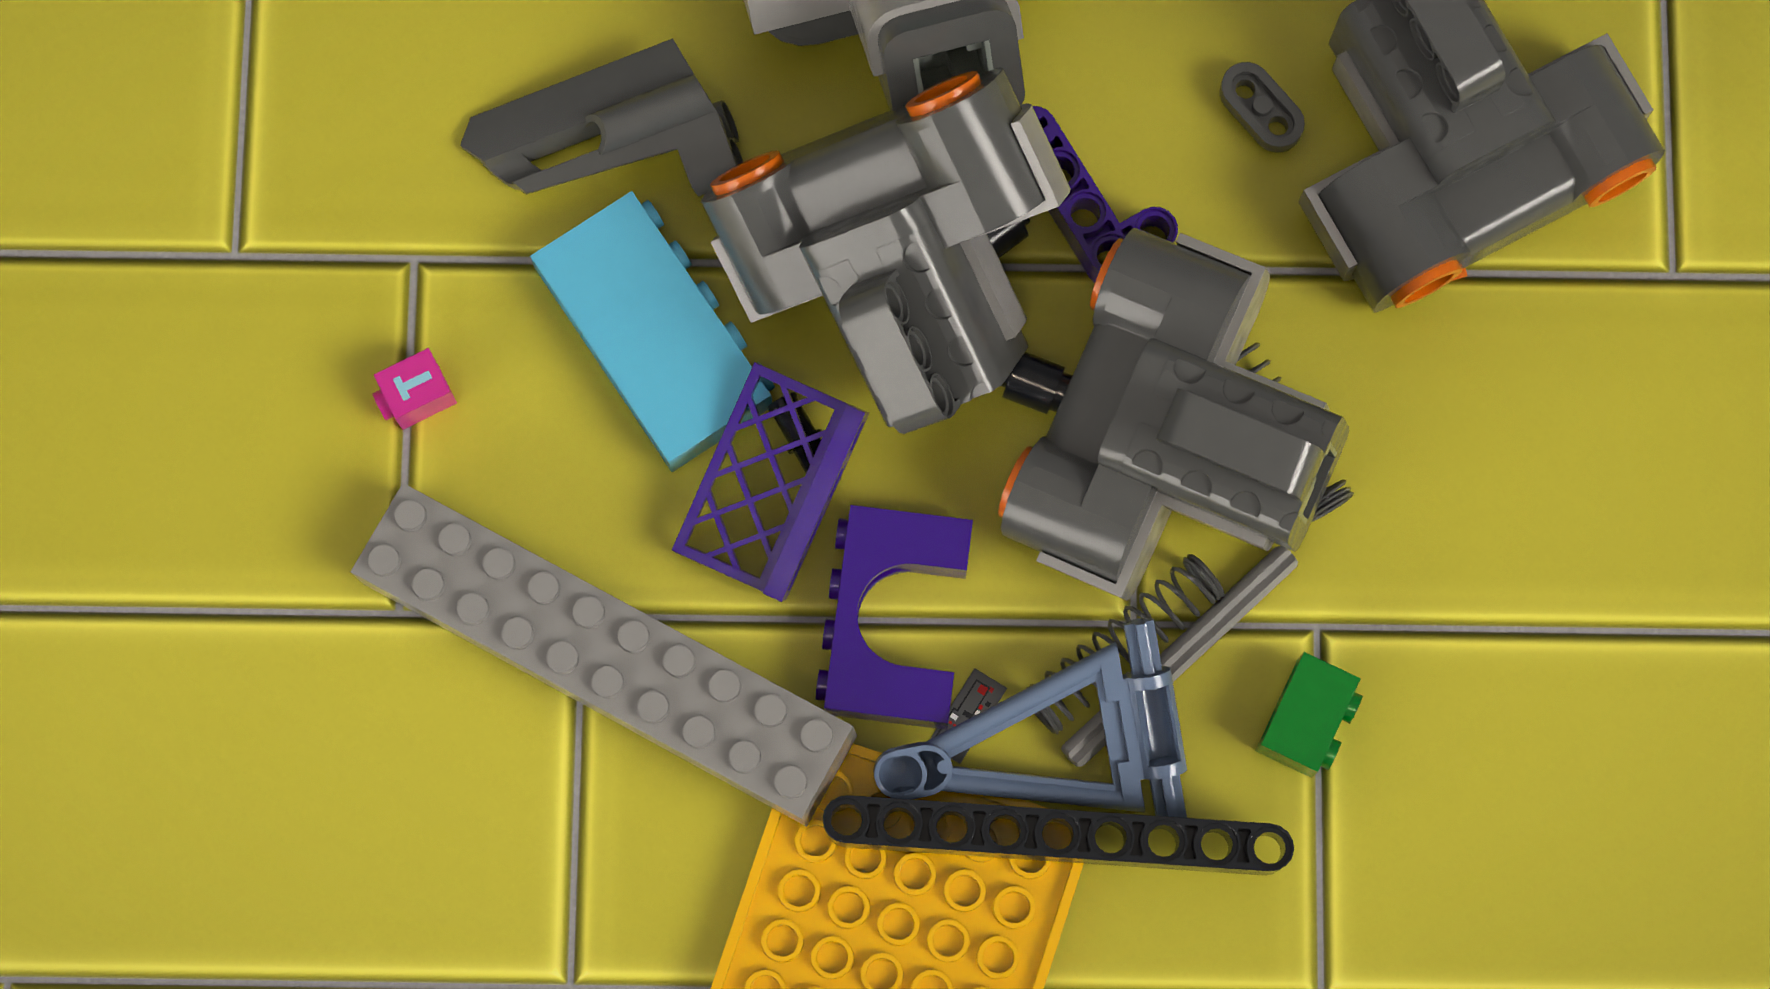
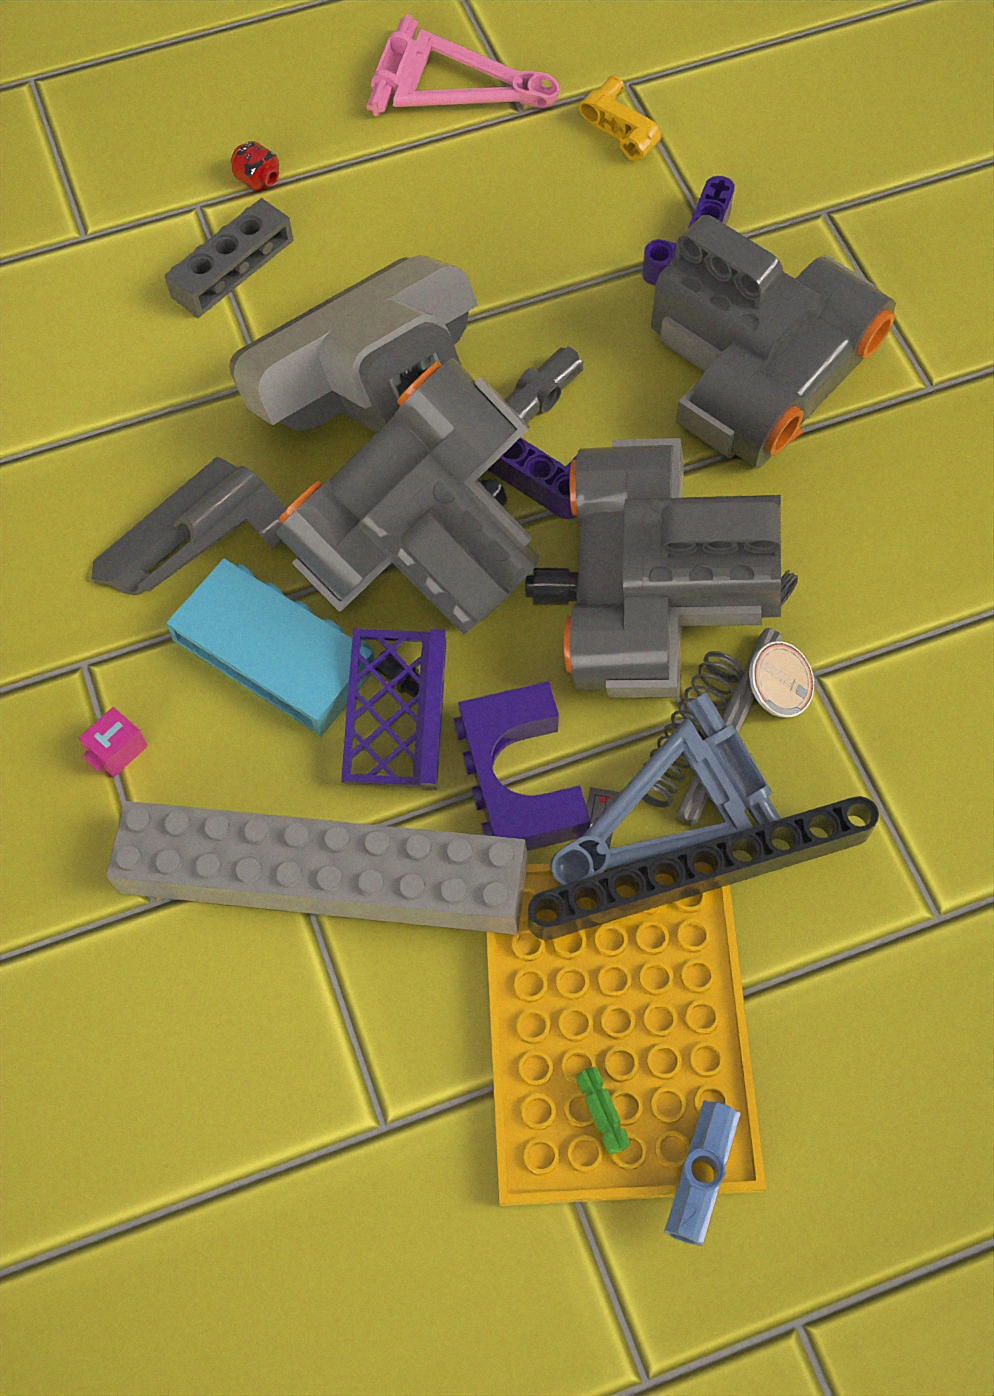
camera: 20 degrees left, 15 degrees down
(1136, 83) = (542, 387): none -> dark grey piece
(1265, 106) = (626, 378): dark grey plate -> none
(1268, 624) = (781, 679): none -> piece
(1310, 715) = (838, 728): green brick -> none

